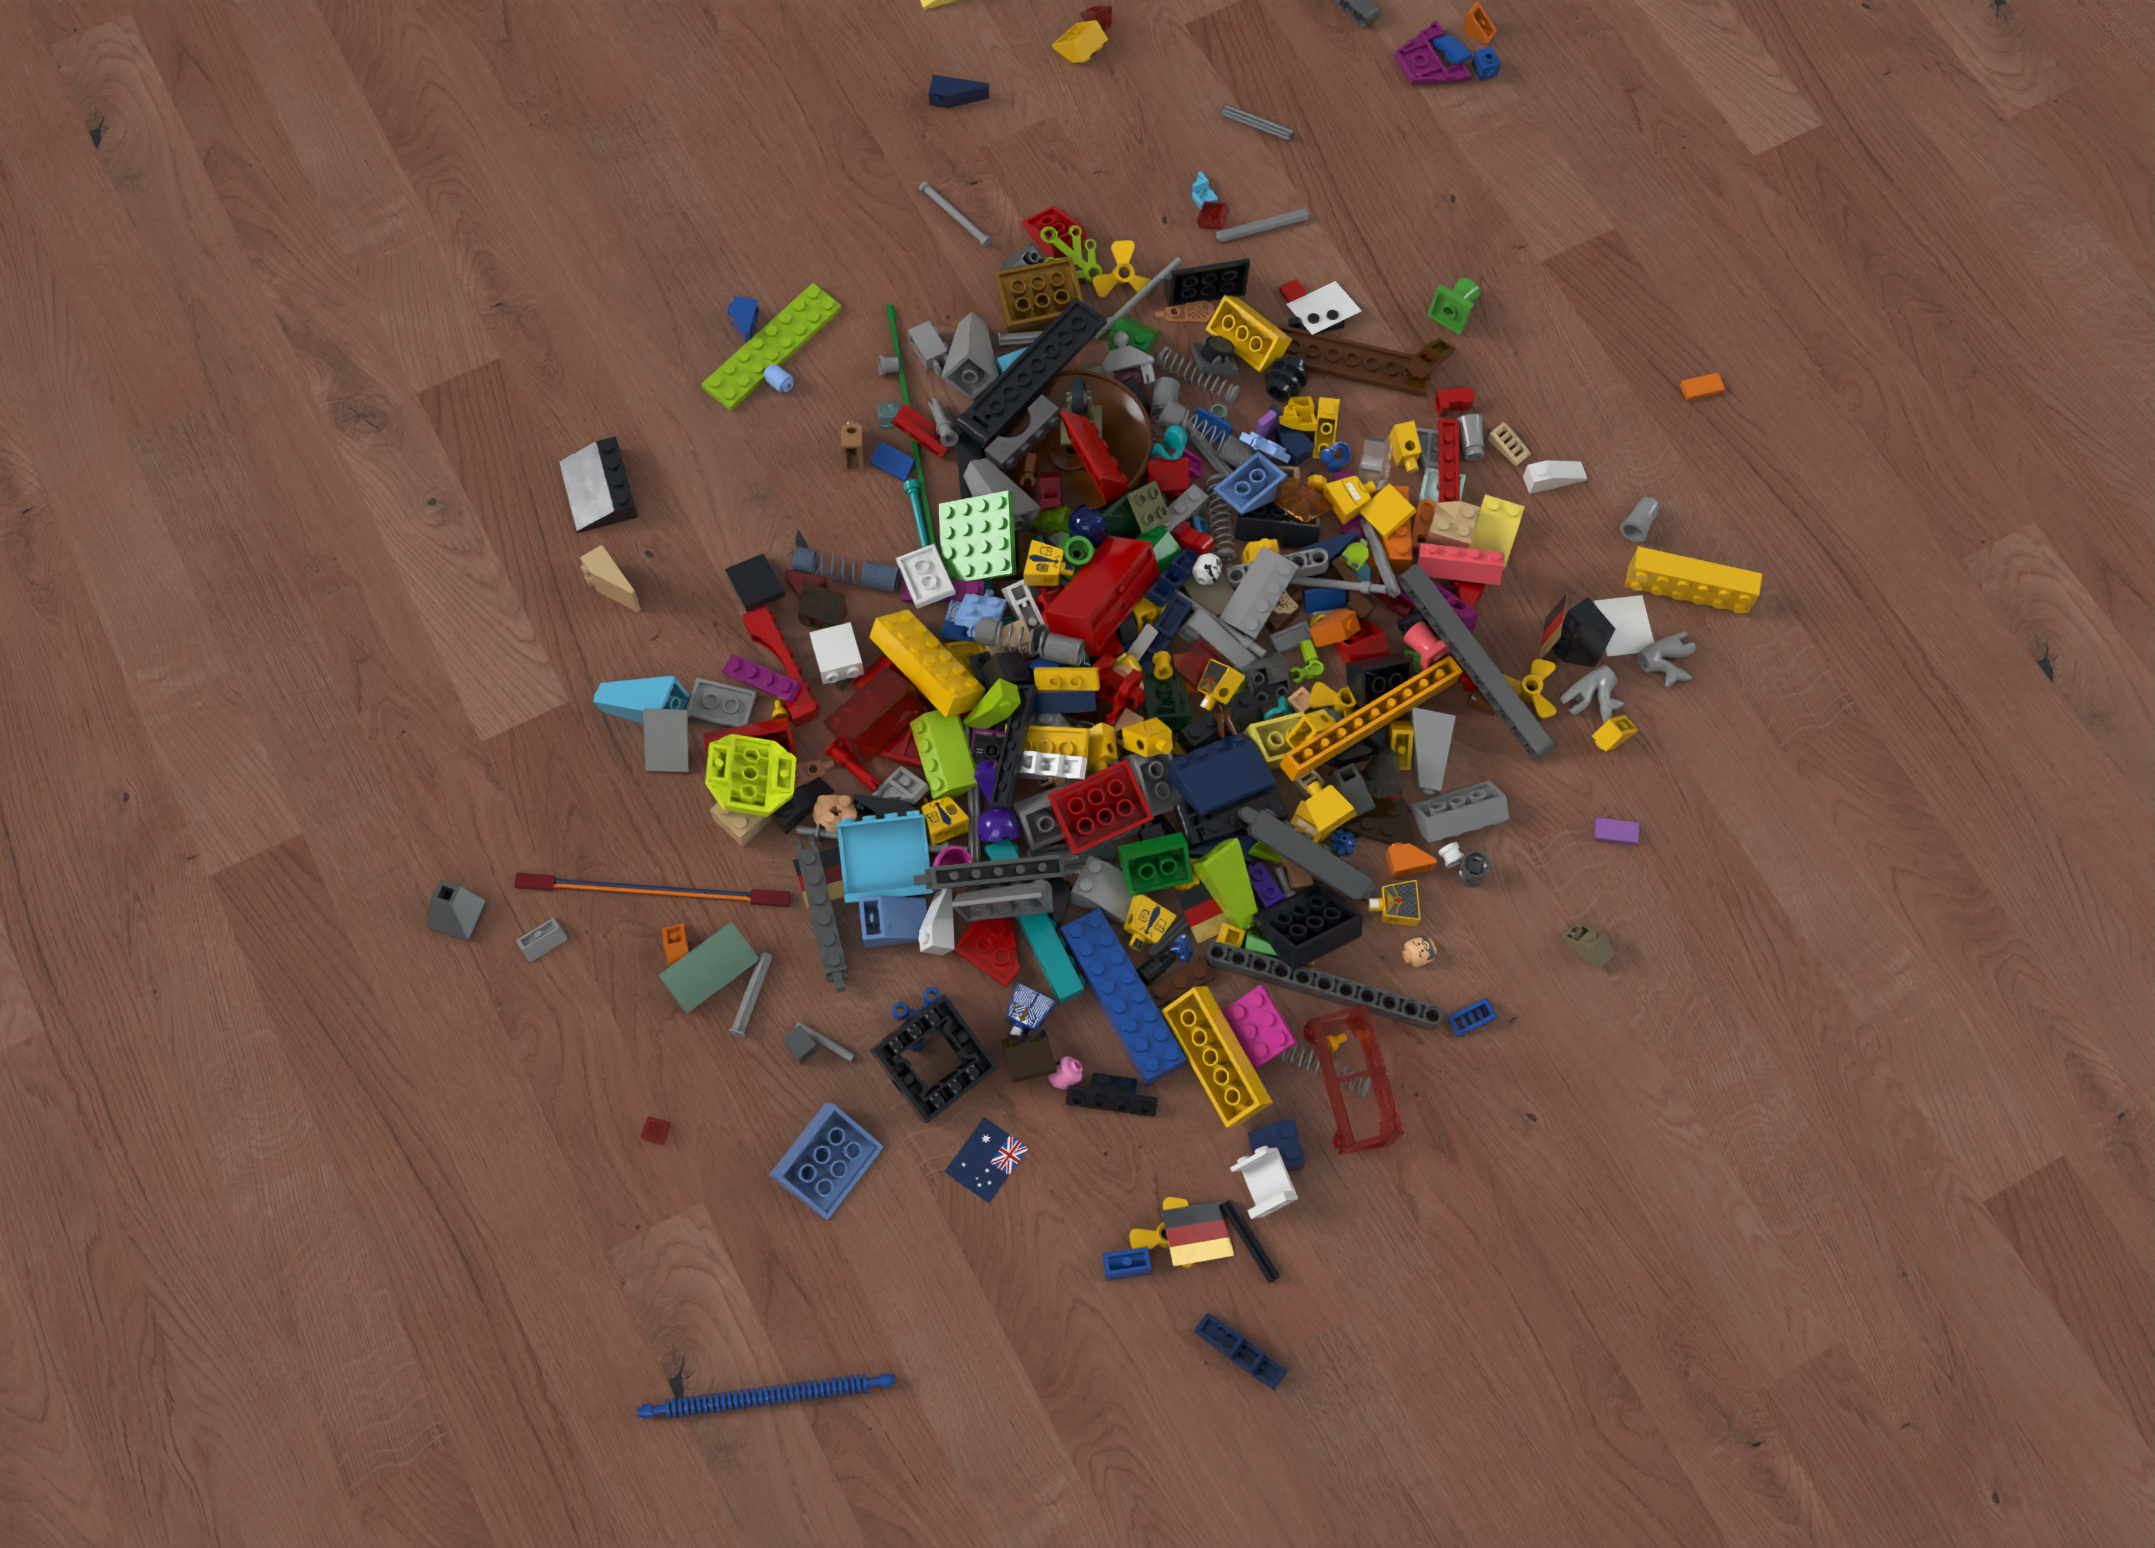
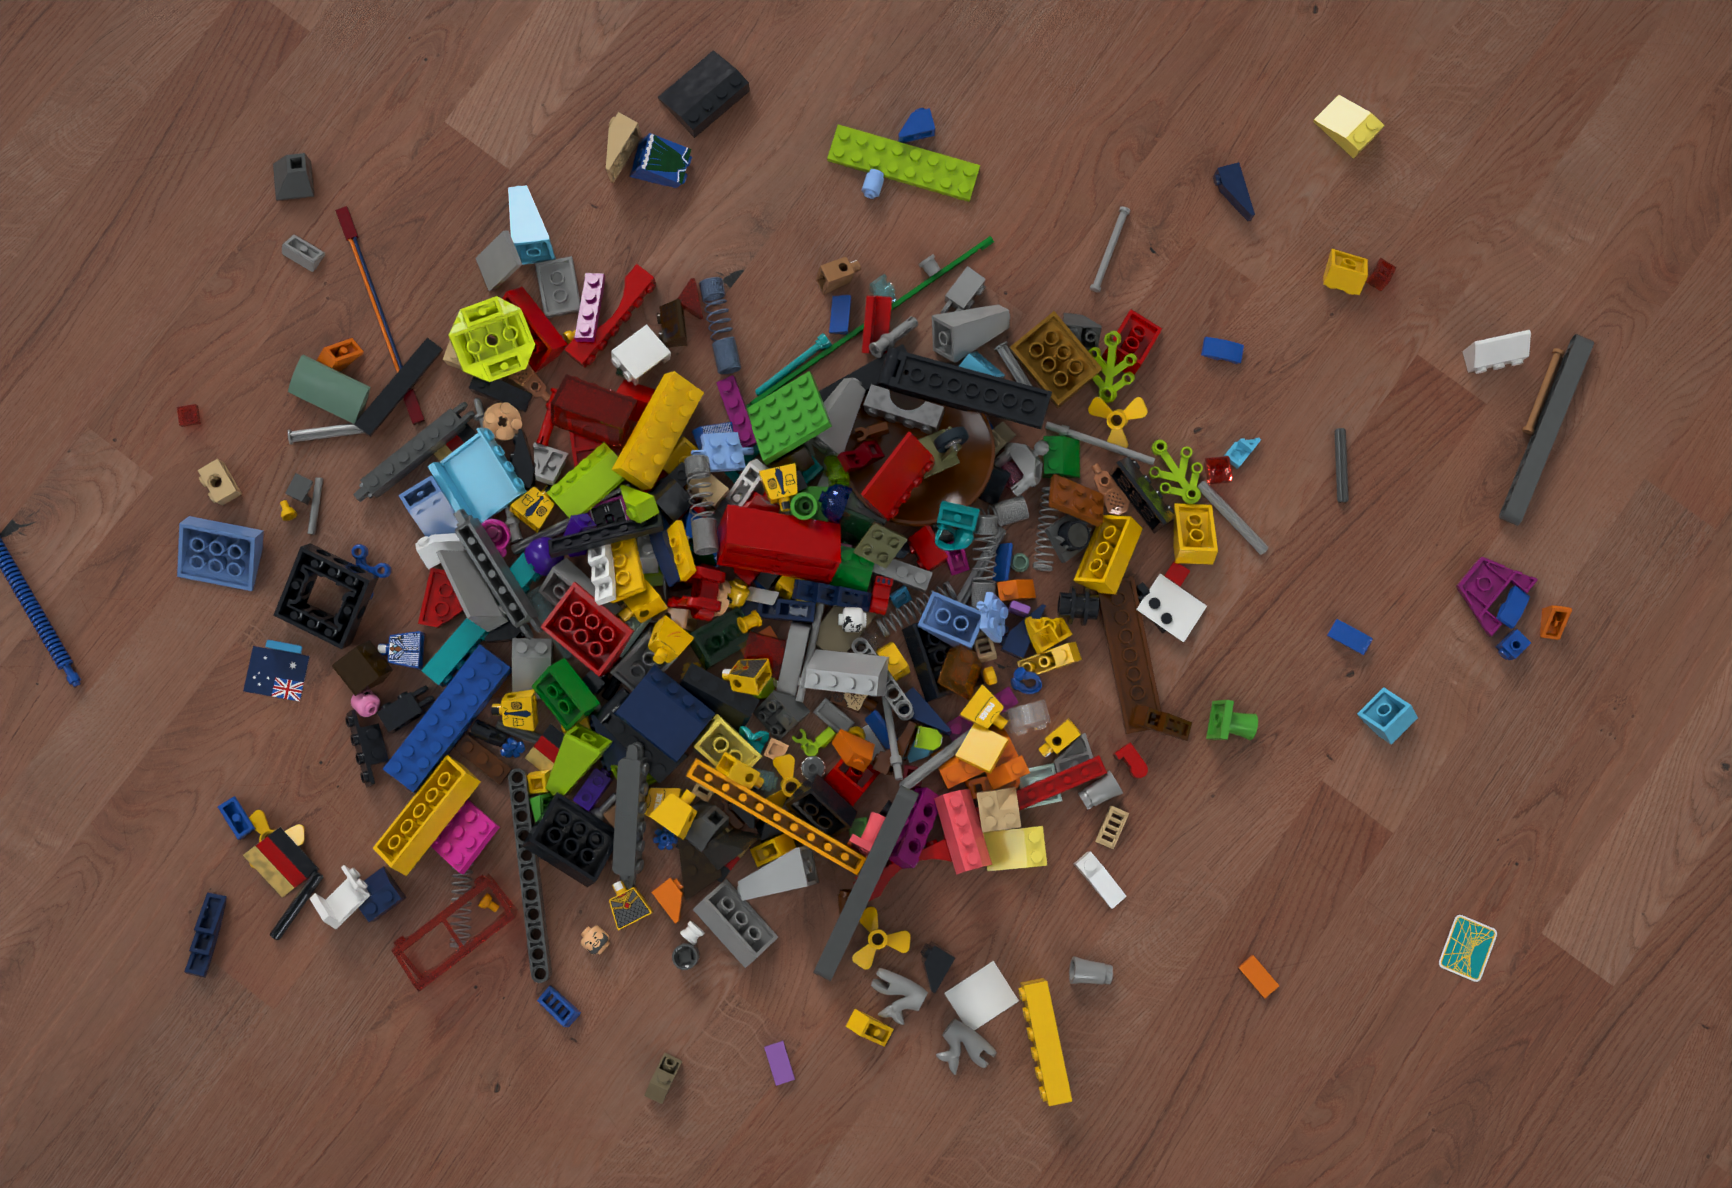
camera: 65 degrees right, 15 degrees up
(646, 553) = (661, 161): none -> slope
(736, 1121) = (227, 490): none -> tan brick
(743, 900) = (398, 387): none -> black tile
(755, 582) = (673, 259): black tile -> none
(817, 1071) = (288, 512): none -> yellow piece
(925, 576) = (740, 392): white tile -> none
(964, 1132) = (284, 646): none -> dark azure tile
(1091, 1038) = (404, 710): none -> black hinge
(1100, 165) = (1222, 349): none -> blue slope
(1154, 427) = (958, 515): none -> teal slope
(1184, 335) = (1076, 500): none -> dark orange plate
(1197, 249) = (1177, 474): none -> lime plant
(1225, 720) = (716, 693): reddish brown piece -> none
(1245, 423) = (1015, 590): none -> orange slope
(1269, 259) = (1194, 534): none -> yellow slope
(1334, 673) = (811, 766): none -> dark grey head
(1419, 180) = (1350, 637): none -> blue slope
(1420, 498) = (1007, 772): none -> orange slope
(1505, 182) = (1388, 715): none -> medium azure slope
(1552, 627) = (935, 936): sticker -> none
(1744, 215) = (1468, 948): none -> teal sticker

